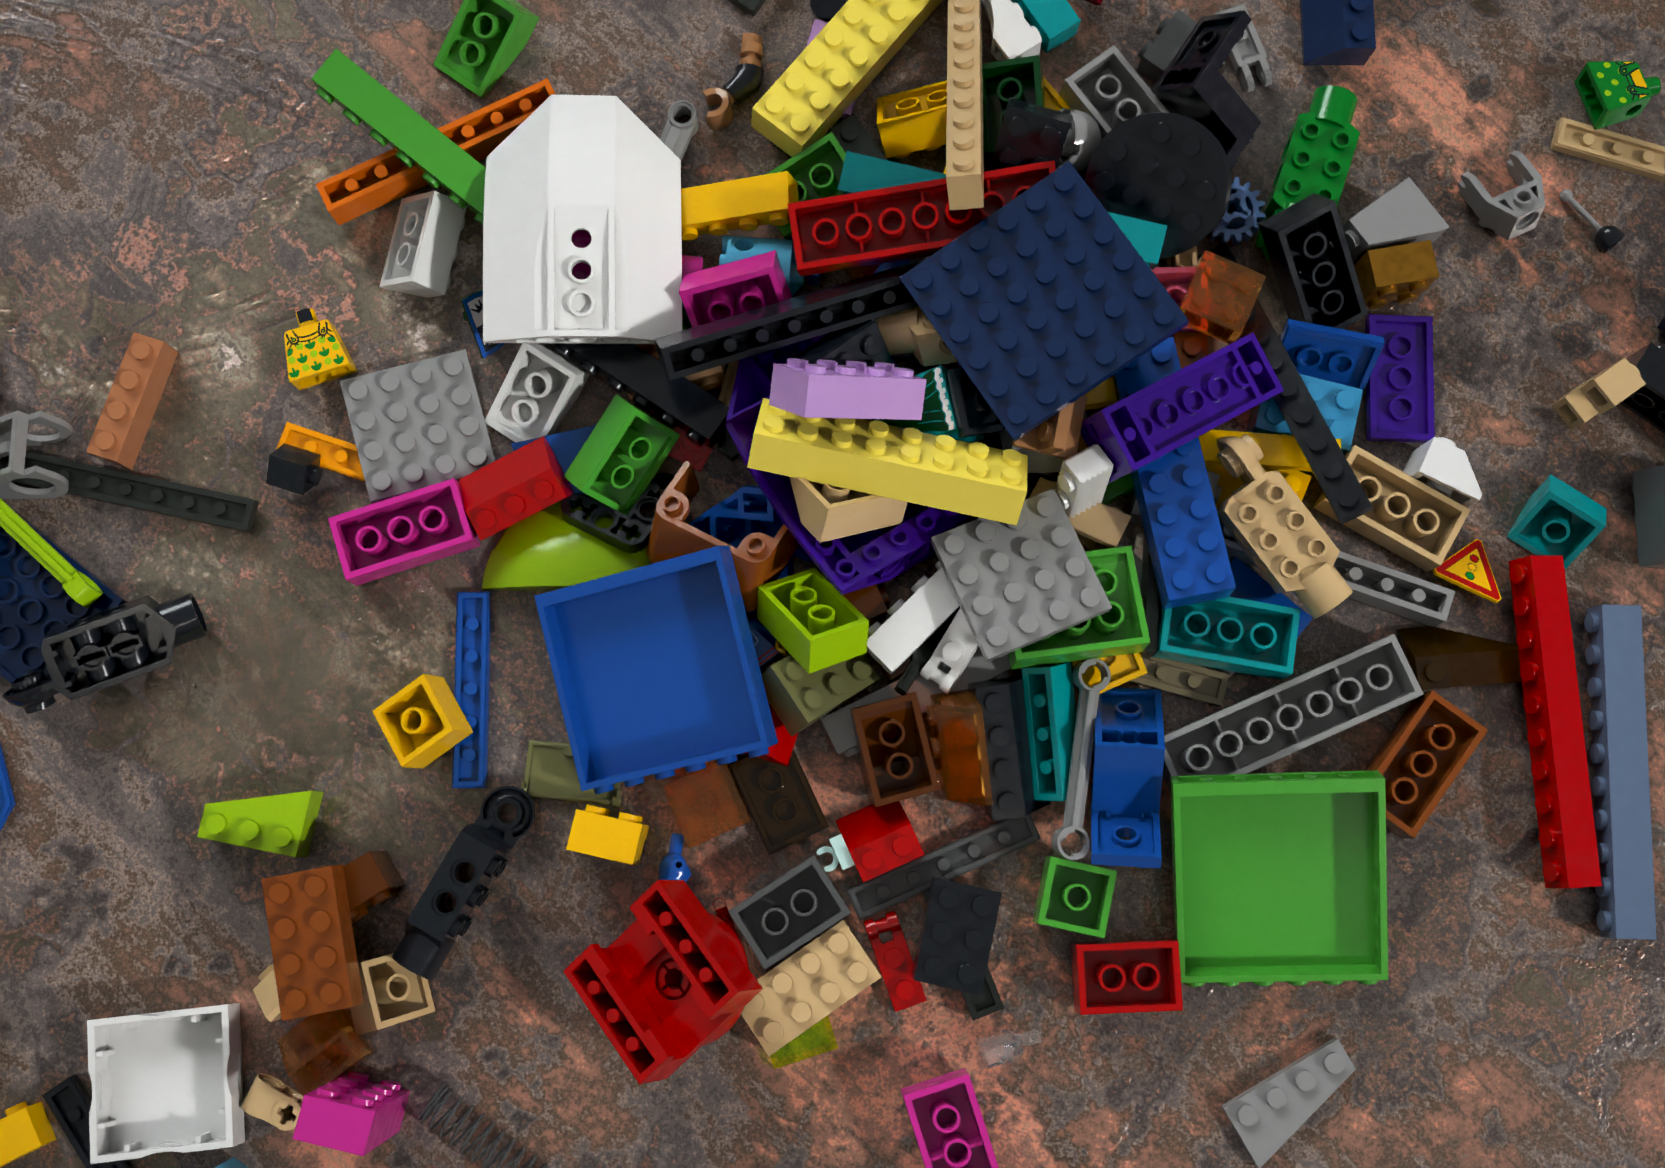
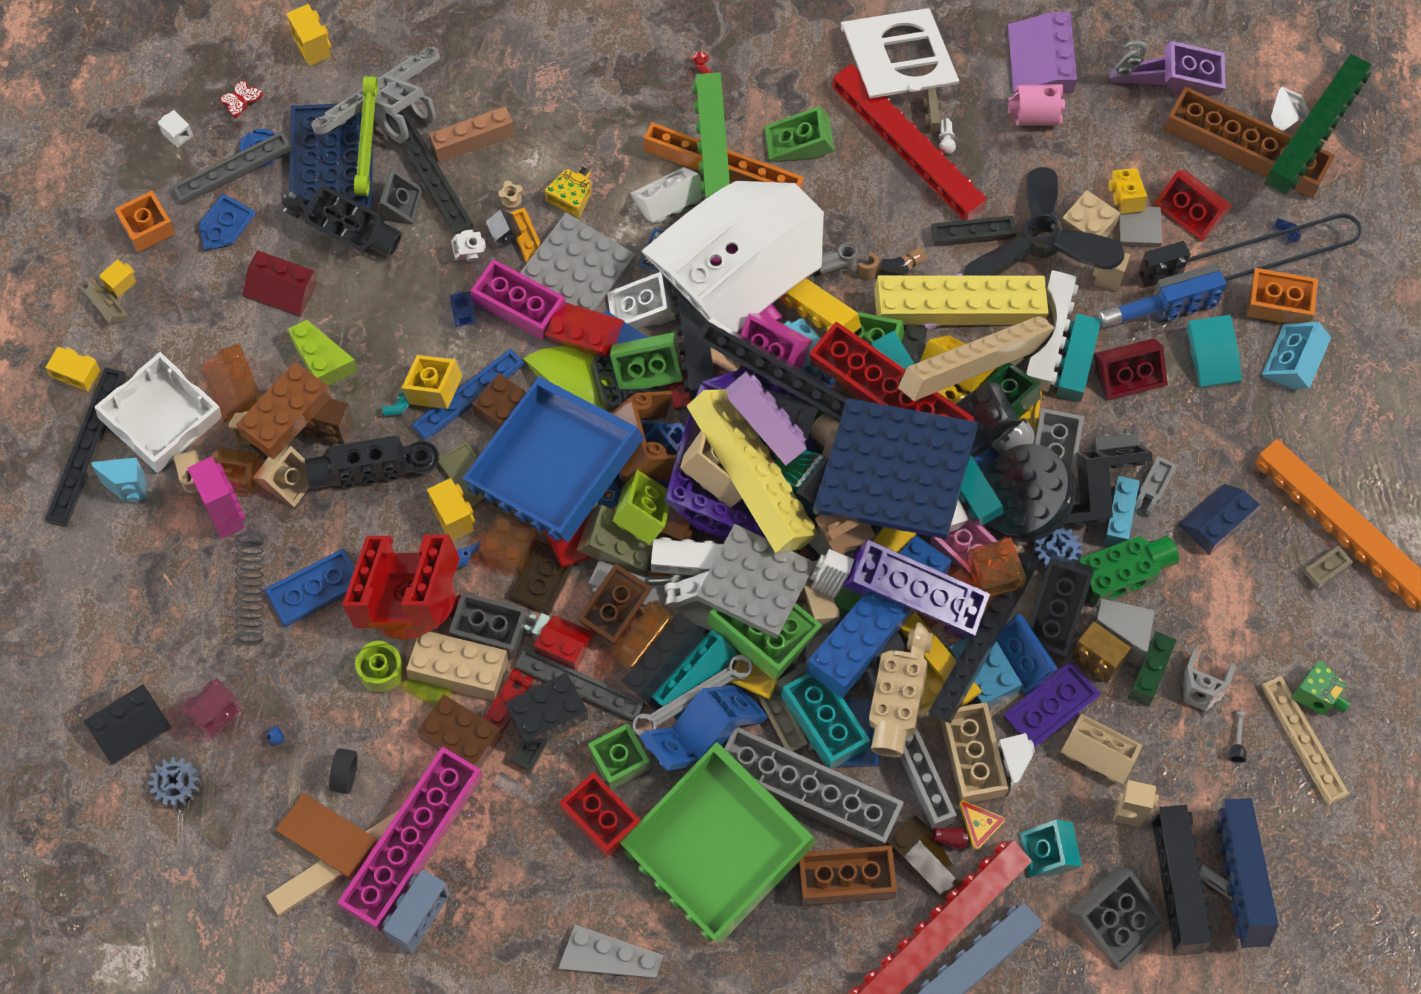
camera: 50 degrees right, 15 degrees down
(122, 793) = (279, 283): none -> dark red slope
(140, 556) = (400, 198): none -> dark grey slope
(207, 955) = (231, 381): none -> clear orange slope
(251, 419) = (510, 194): none -> tan brick
(280, 59) = (700, 60): none -> red plate
(280, 530) = (468, 245): none -> white brick
(366, 612) = (462, 316): none -> clear blue brick
(417, 785) = (398, 408): none -> teal arm
(519, 664) = (497, 401): none -> reddish brown brick
(559, 1073) = (311, 588): none -> blue tile
(713, 1088) = (382, 678): none -> lime brick
(892, 1053) = (459, 731): none -> reddish brown brick
(1273, 127) = (1123, 508): none -> medium azure brick
(1457, 249) = (1152, 669): none -> dark green brick
(1463, 611) = (952, 836): none -> dark red cone
(1493, 370) = (1101, 749): none -> tan slope

